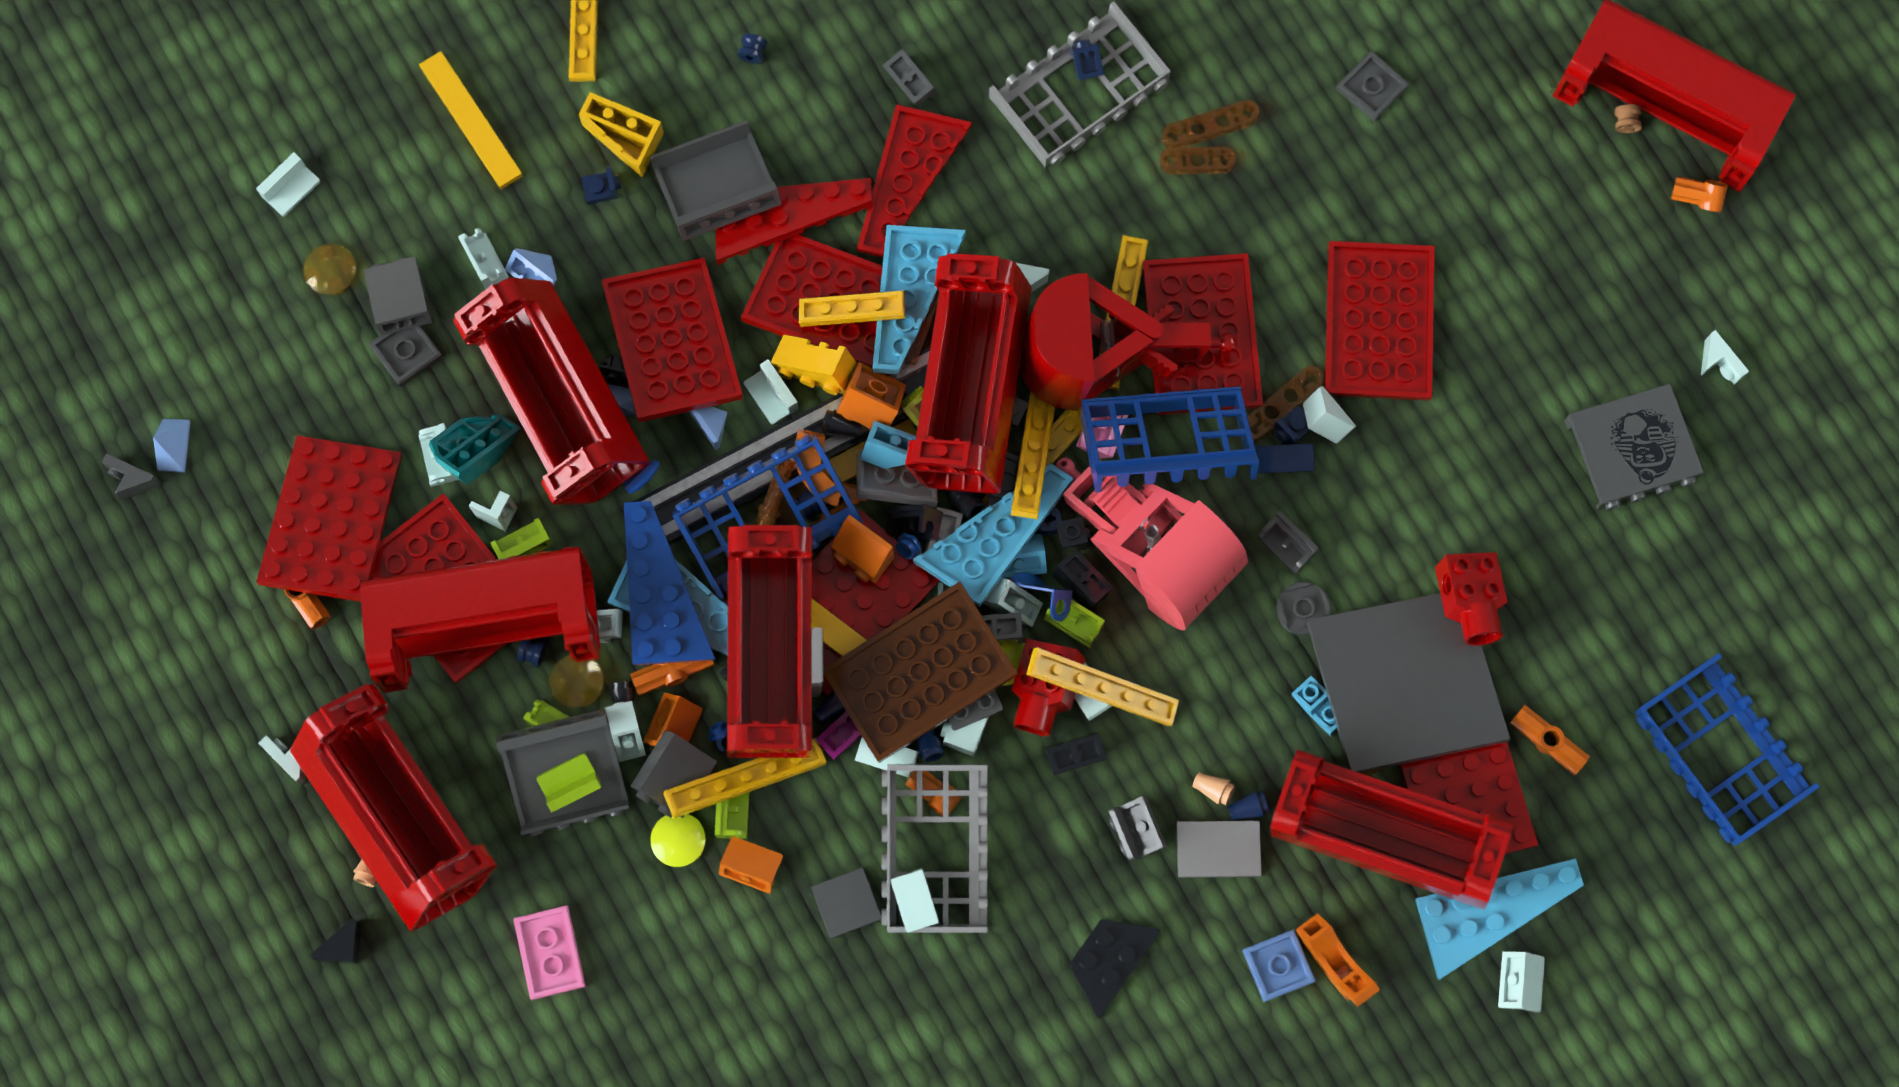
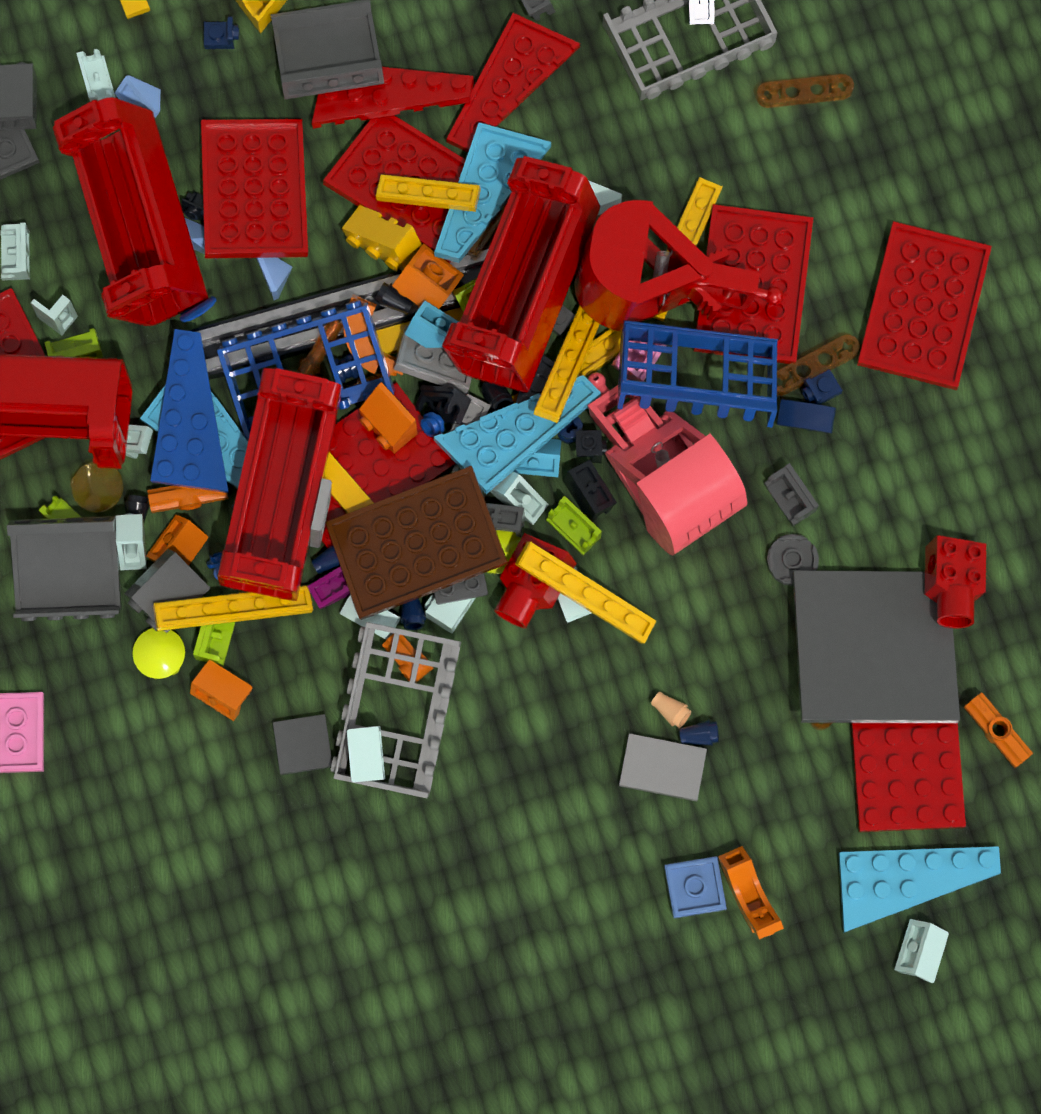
camera: 10 degrees right, 0 degrees up
(473, 445) = (48, 249): teal wedge -> none
(532, 652) = (61, 451): dark blue wheel -> none
(568, 782) = (67, 577): lime panel -> none
(771, 393) = (336, 258): light aqua panel -> none
(1033, 582) = (539, 480): blue piece -> none
(1075, 753) = (546, 650): black hinge -> none
(1109, 959) = (537, 848): black wing -> none
(1136, 828) = (589, 732): bracket -> none
(1178, 152) = (768, 110): clear orange beam -> none
(1315, 702) = (784, 649): medium azure slope -> none
(1326, 416) = (854, 385): light aqua slope -> none
(1372, 86) = (966, 85): dark grey tile -> none
(1391, 830) = (825, 780): red piece -> none

